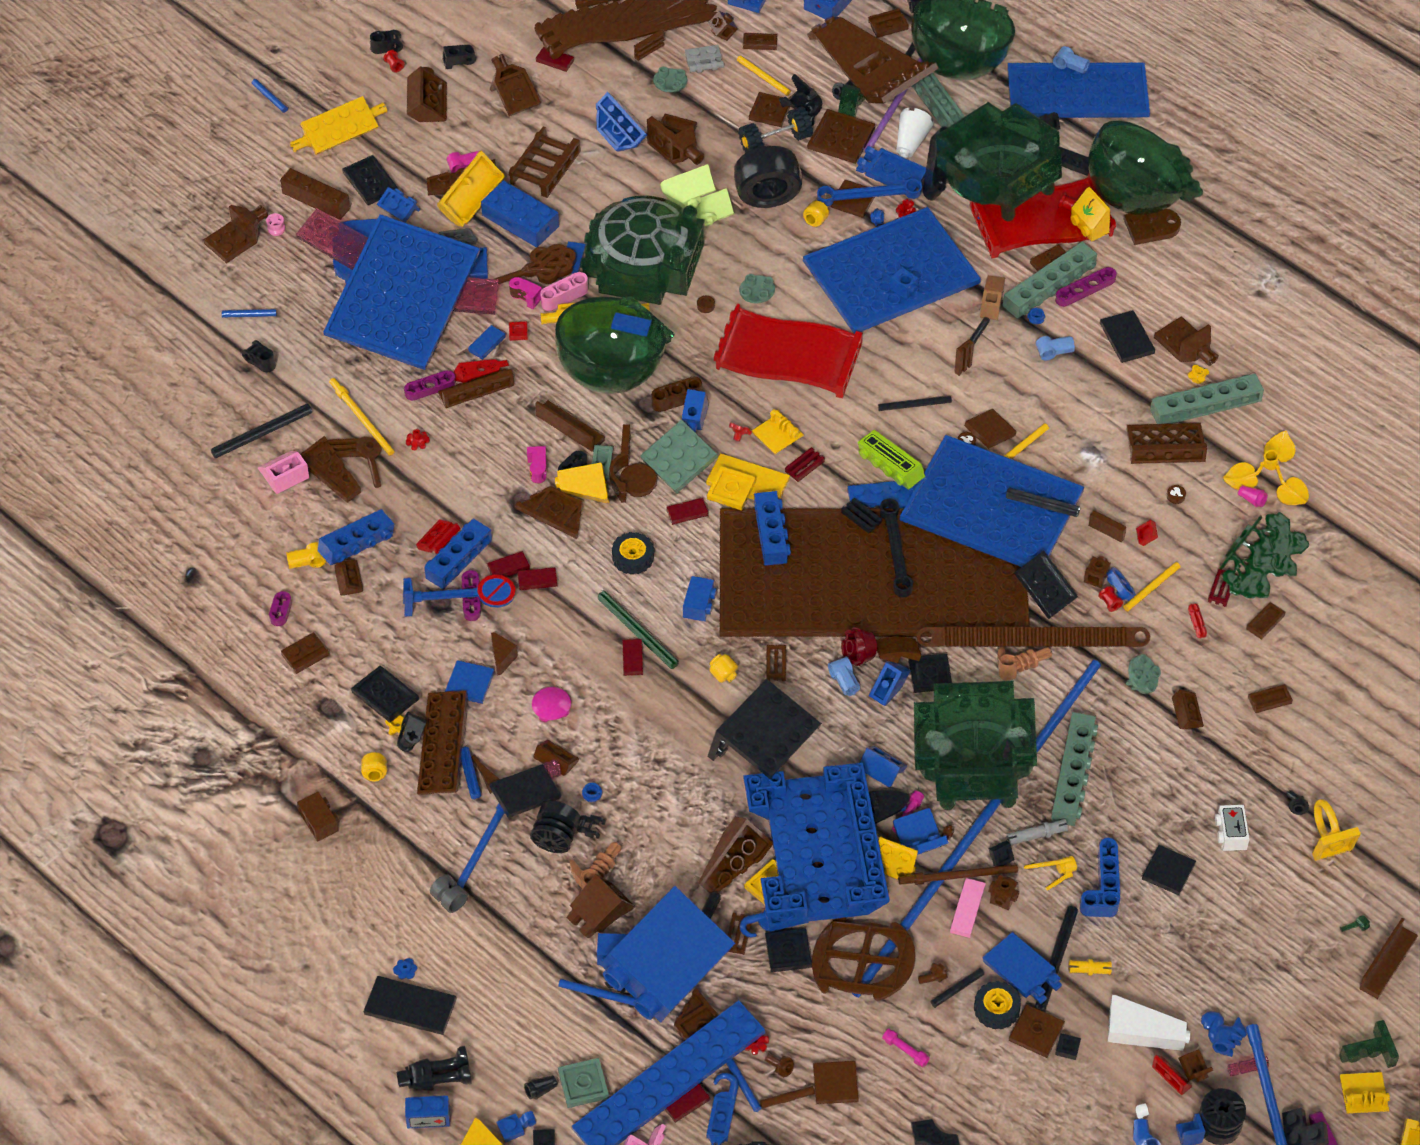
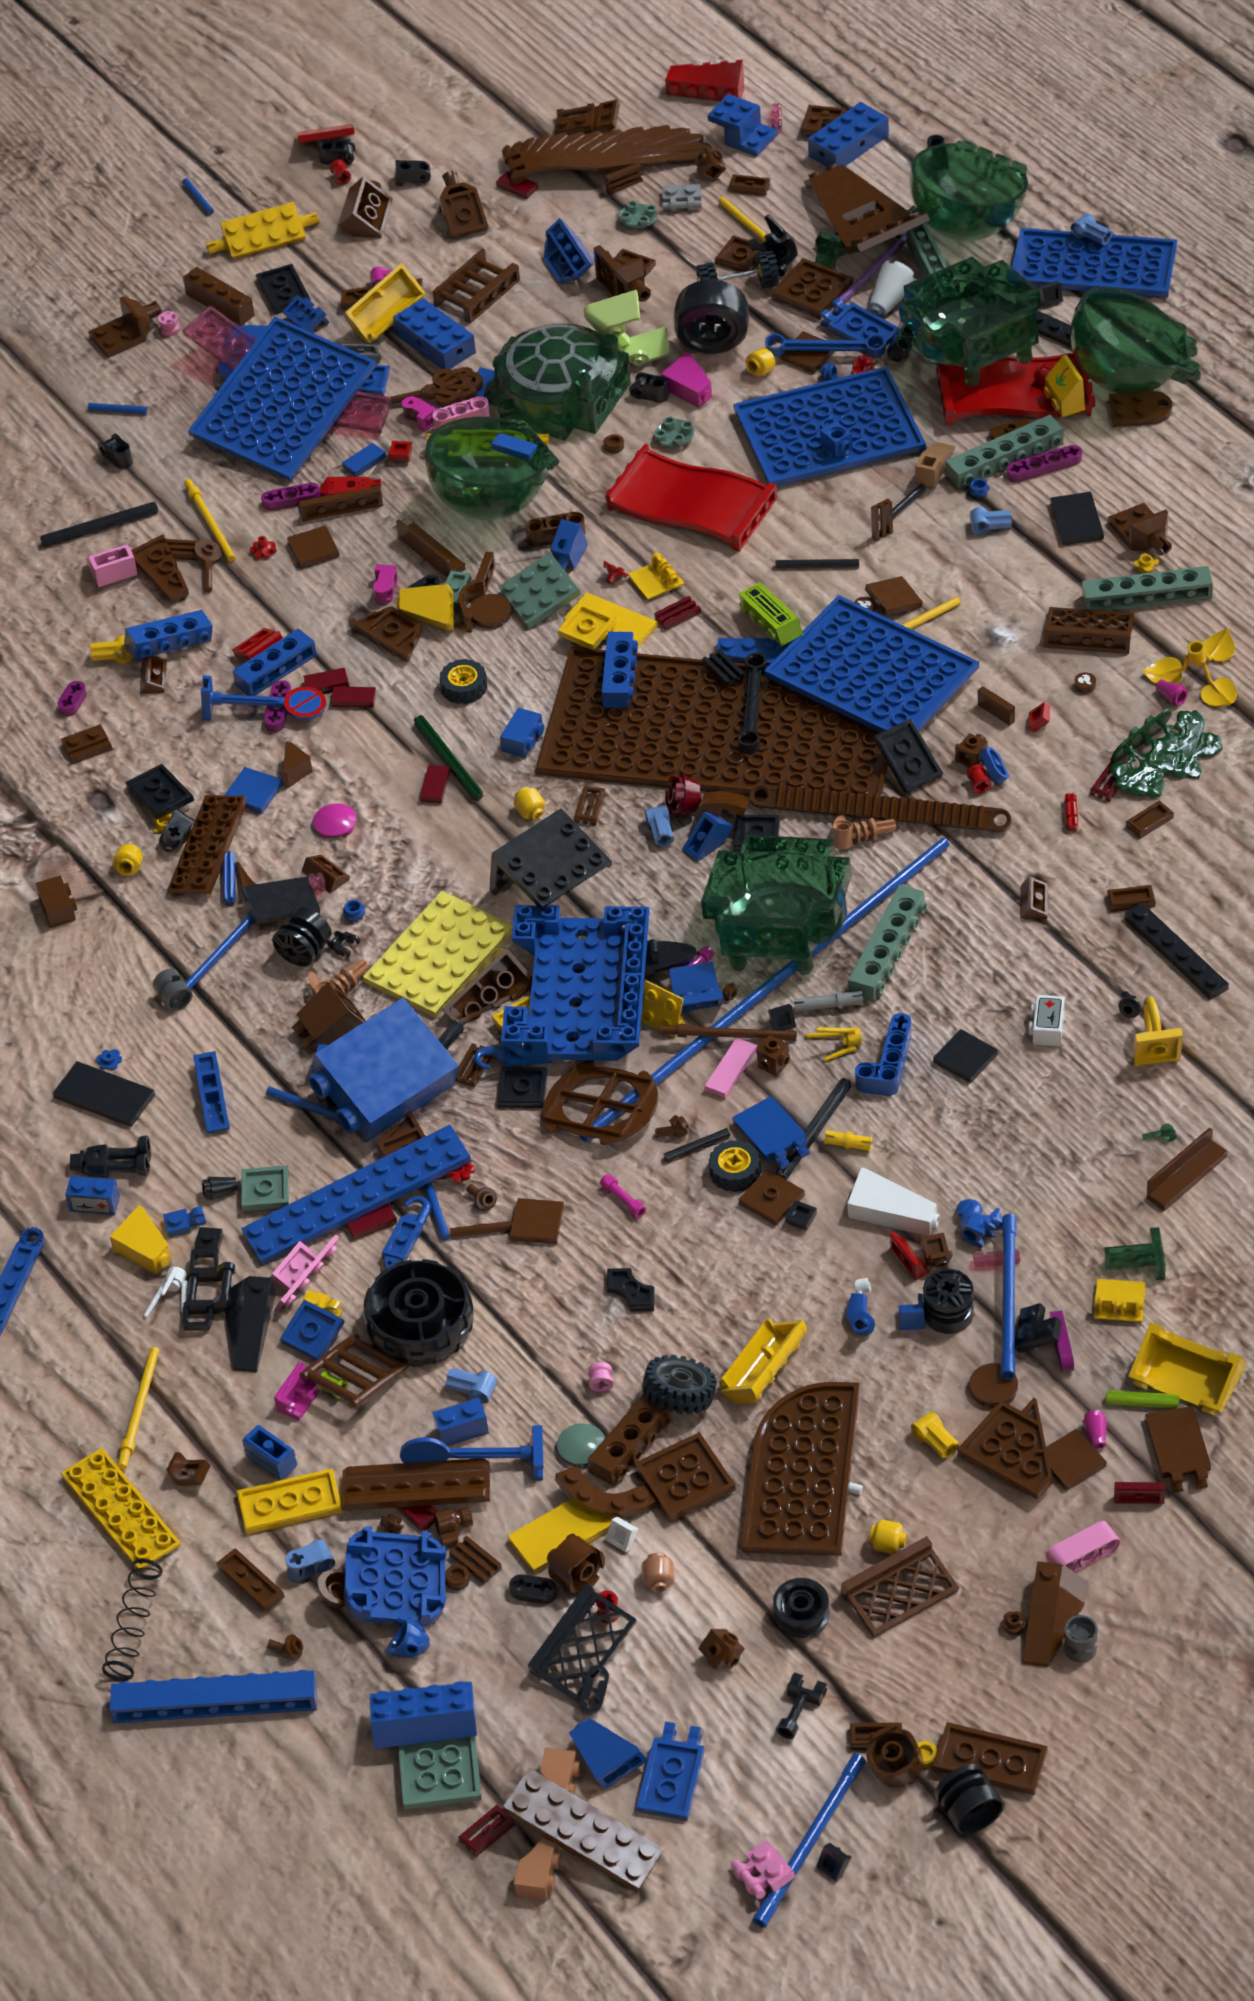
camera: 15 degrees right, 5 degrees down
(372, 24) = (325, 133): none -> red tile
(462, 433) = (313, 546): none -> reddish brown tile
(509, 992) = (211, 1092): none -> blue slope
(679, 826) = (438, 953): none -> light yellow plate
(687, 511) = (535, 646): dark red tile -> none
(726, 247) = (651, 387): none -> black piece
(757, 238) = (688, 381): none -> dark pink slope
(881, 765) = (674, 917): blue panel -> none
(888, 23) = (894, 177): reddish brown plate -> none
(1043, 502) = (926, 671): black axle -> none
(1143, 674) = (985, 862): sand green plate -> none
(1152, 586) = (1030, 772): yellow bar -> none
(1322, 745) = (1176, 951): none -> black plate

